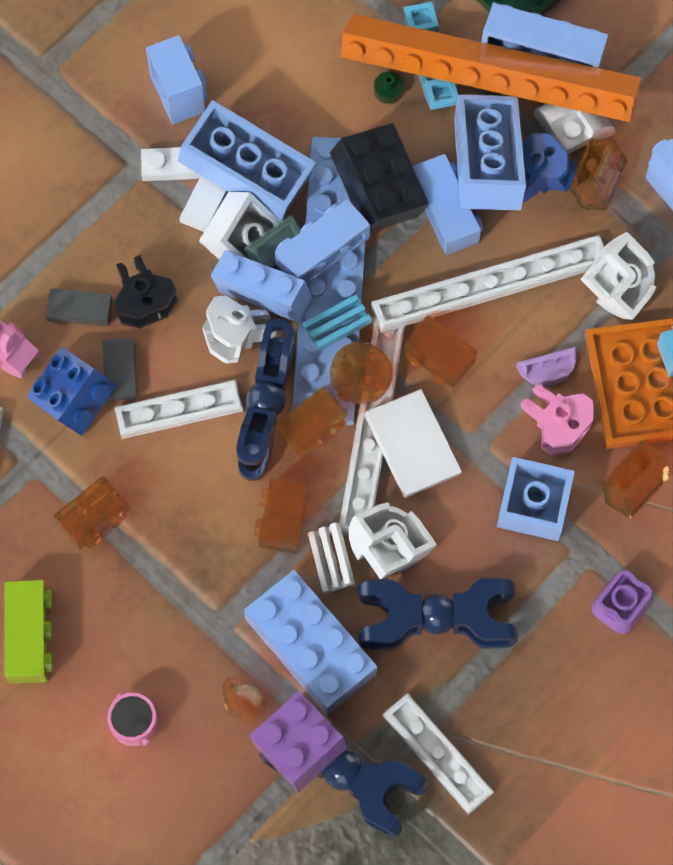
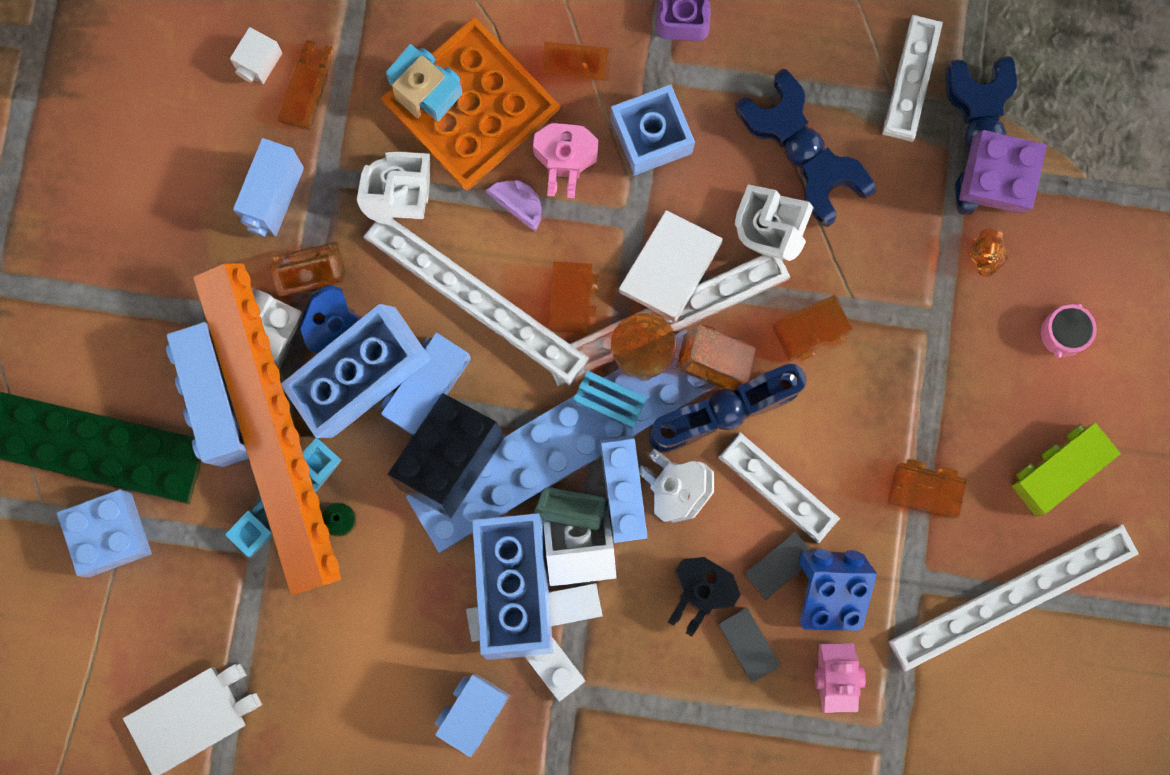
camera: 125 degrees left, 10 degrees up
(310, 642) = (903, 231): light blue brick -> none
(320, 561) = (804, 287): white tile -> none
(322, 242) = (546, 461): light blue brick -> none

